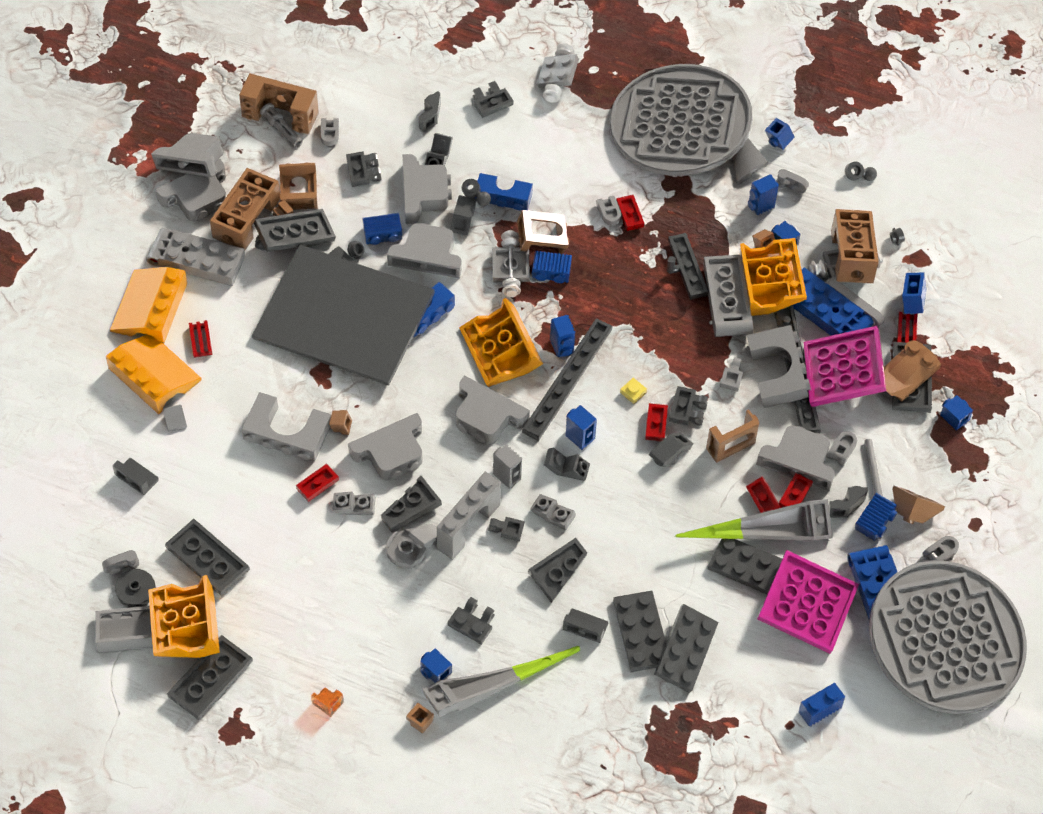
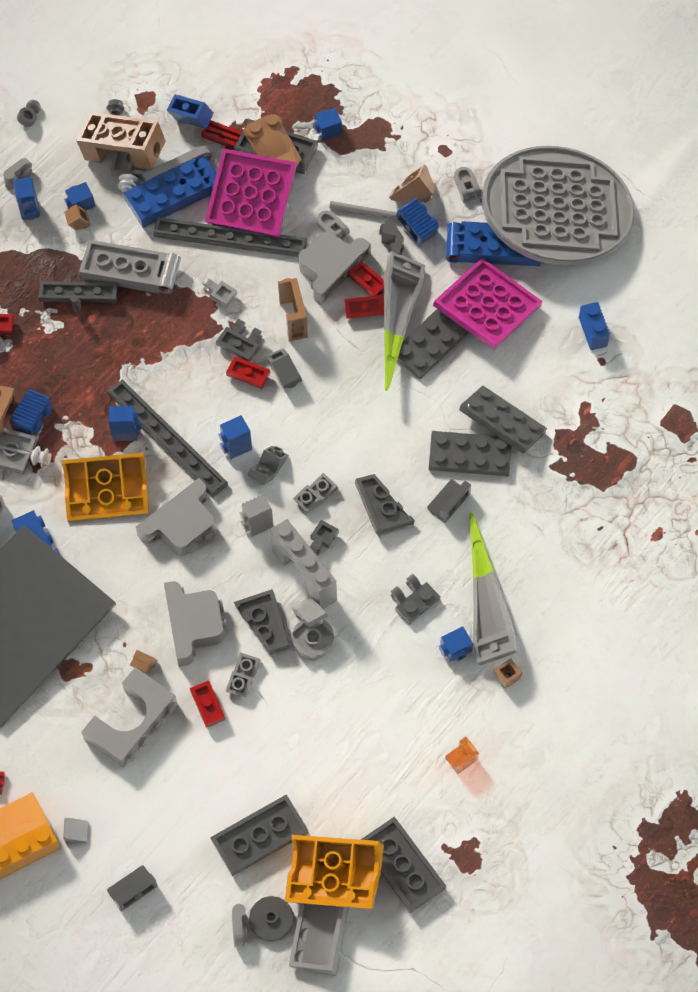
camera: 70 degrees left, 5 degrees up
(633, 390) = (203, 383): light yellow plate -> none
(773, 276) = (125, 218): light orange piece -> none
(790, 386) = (205, 234): light grey arch -> none

